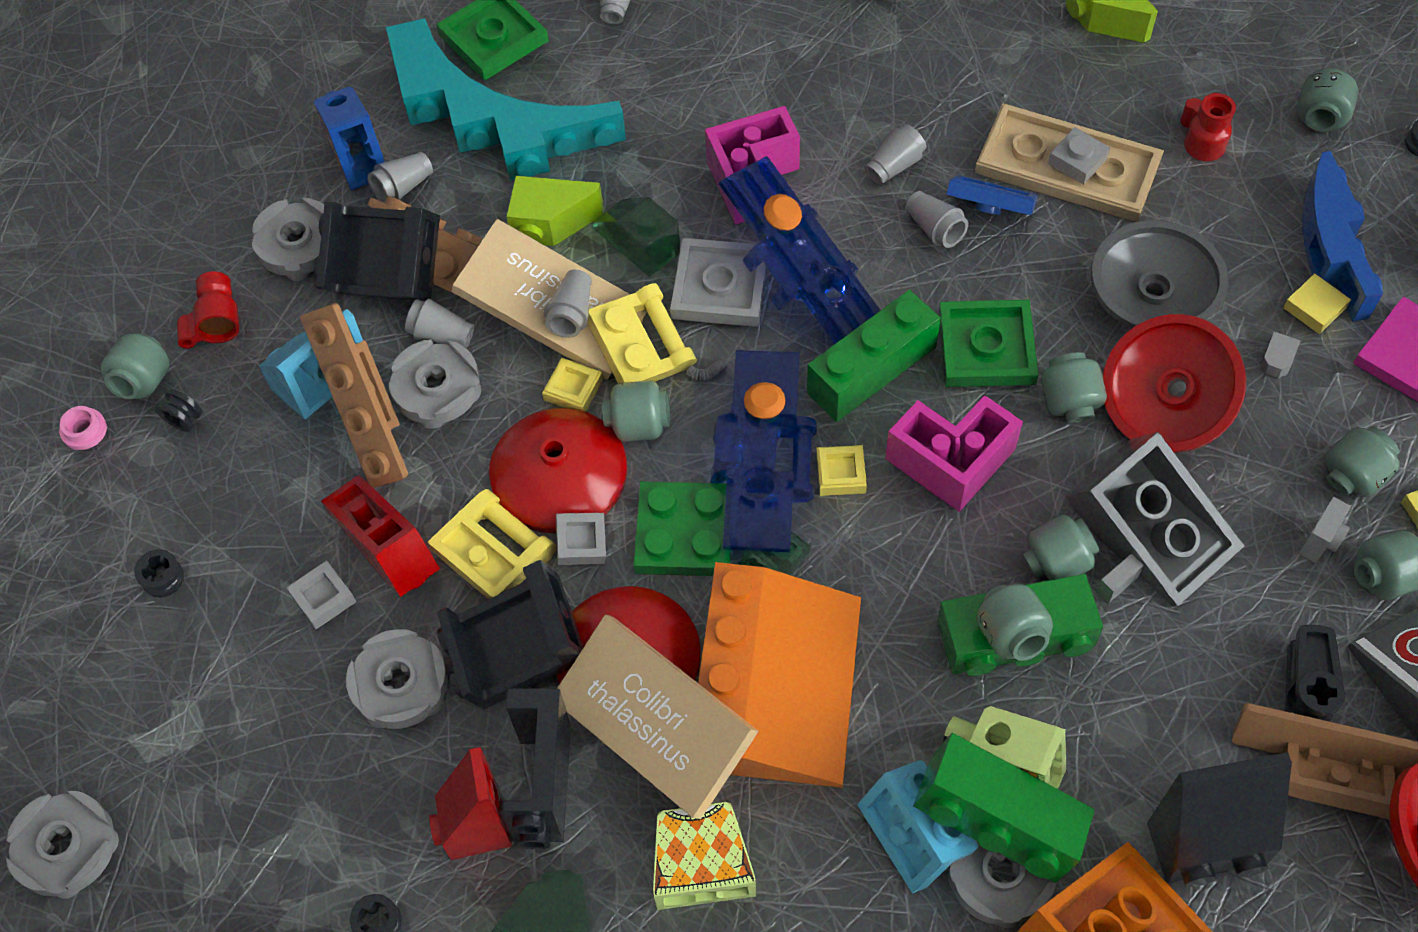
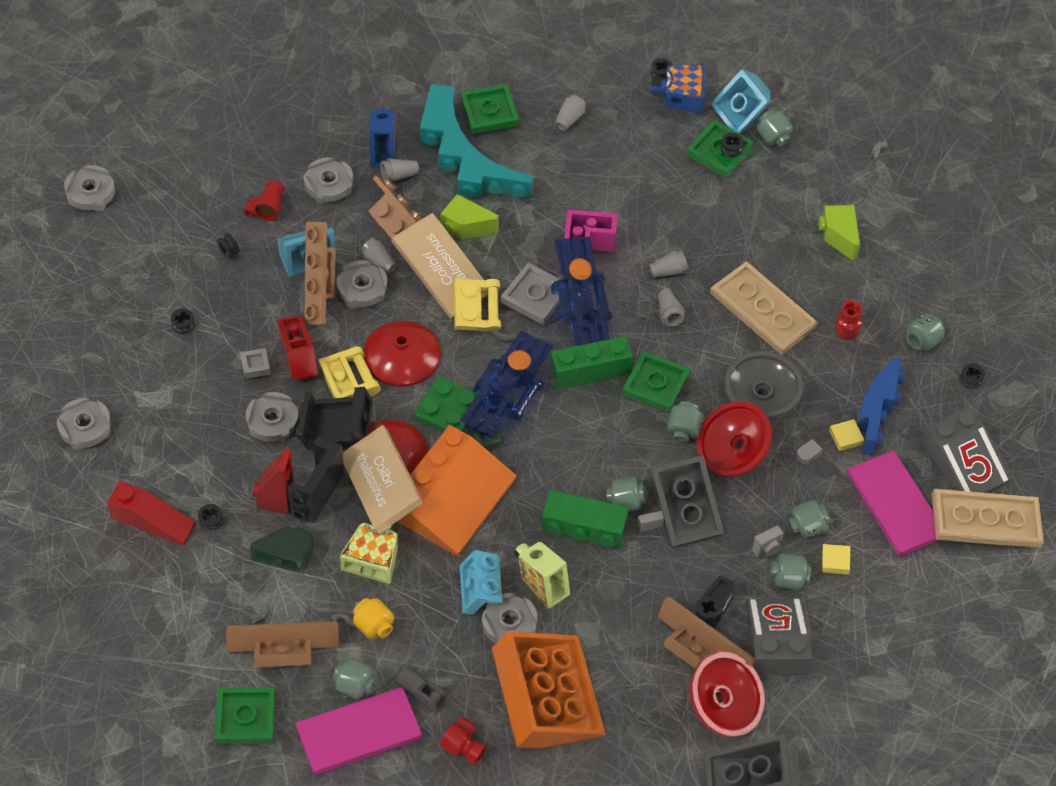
camera: 20 degrees right, 5 degrees down
(76, 420) = (177, 234): bright pink plate -> none
(134, 366) = (216, 214): sand green head -> none
(377, 251) = (364, 205): black panel -> none
(569, 306) = (444, 274): light grey cone -> none
(572, 385) = (431, 315): light yellow tile -> none
(580, 538) = (393, 389): light grey plate -> none
(637, 411) = (455, 340): sand green head -> none
(641, 232) = (508, 251): clear green slope -> none
(841, 470) = (543, 413): light yellow tile -> none
(953, 458) = (603, 429): dark pink brick -> none
(991, 196) = (706, 308): blue plate -> none
(1004, 808) = (520, 586): green brick -> none
(1014, 622) = (575, 510): sand green head -> none
(1079, 155) = (766, 305): light grey plate -> none
(1222, 820) = (619, 634): black slope -> none

